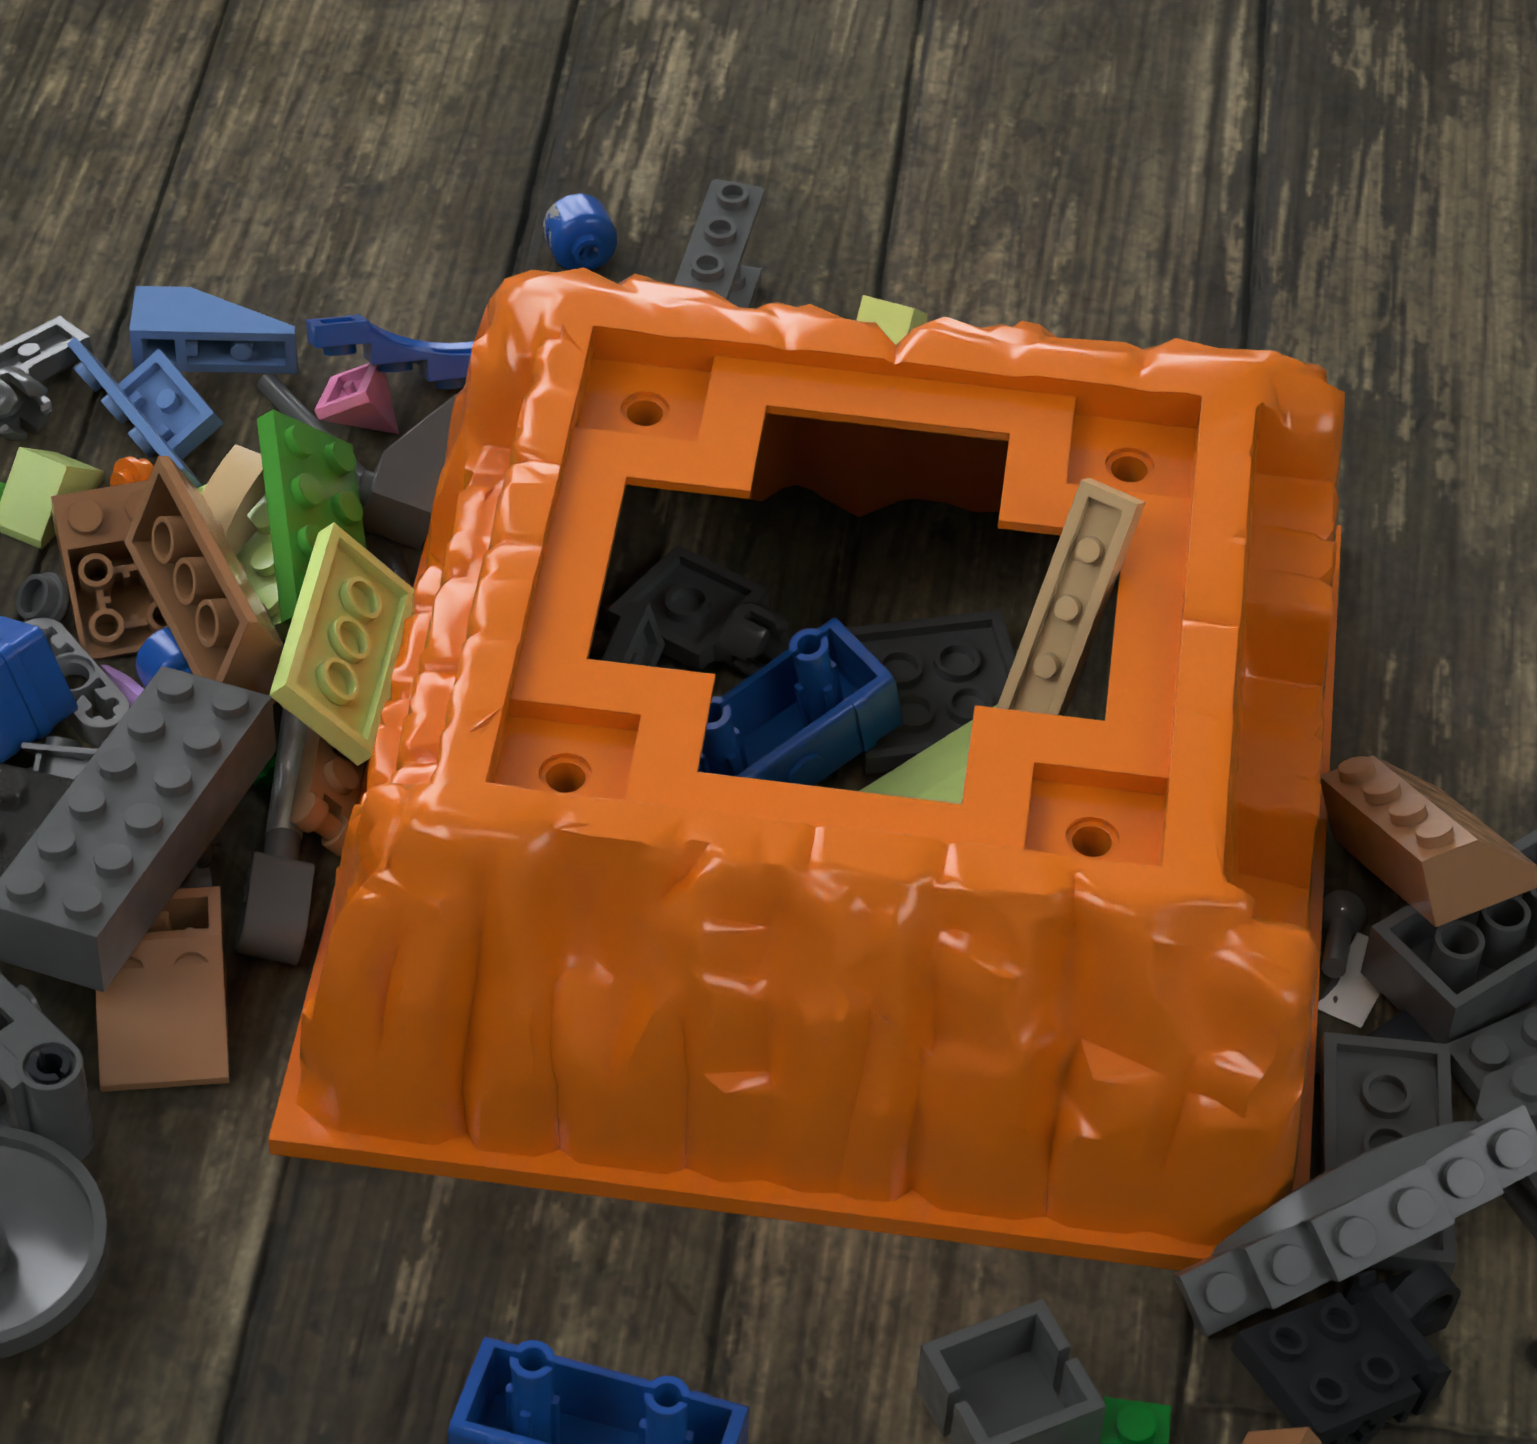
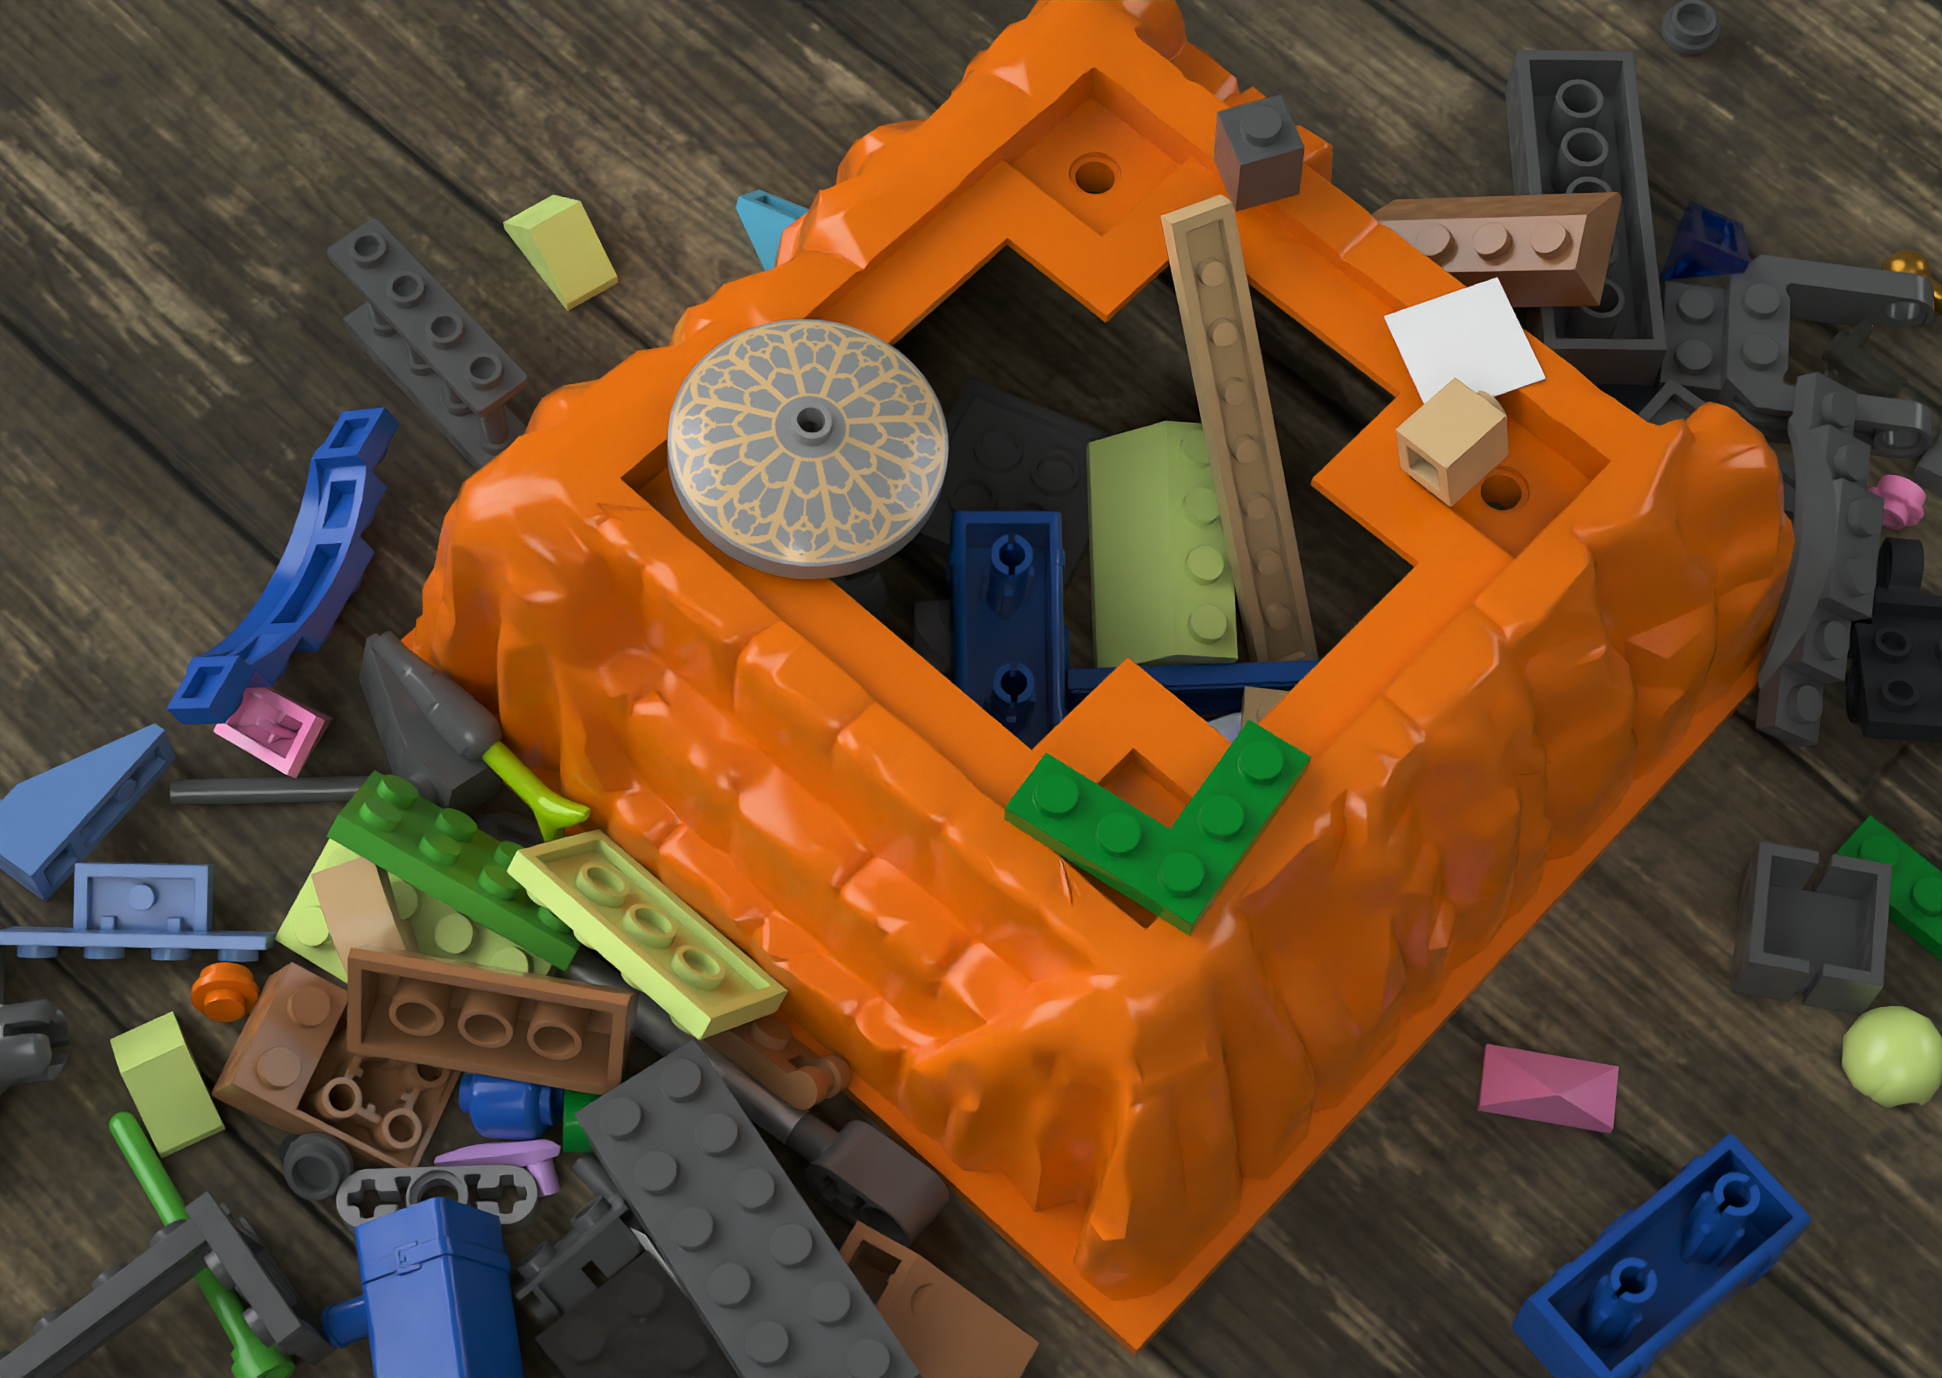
camera: 55 degrees left, 15 degrees up
(422, 475) = (476, 734): none -> dark grey piece
(559, 774) = (1164, 869): none -> green plate
(579, 228) = (221, 401): blue head -> none
(709, 404) = (807, 448): none -> light grey dish
(720, 1308) = (1548, 1088): none -> bright pink slope
(1069, 747) = (1453, 440): none -> tan brick
(1174, 727) = (1468, 338): none -> white sticker
(1204, 504) = (1258, 152): none -> dark grey brick
(1502, 1279) = (1901, 501): none -> bright pink plate

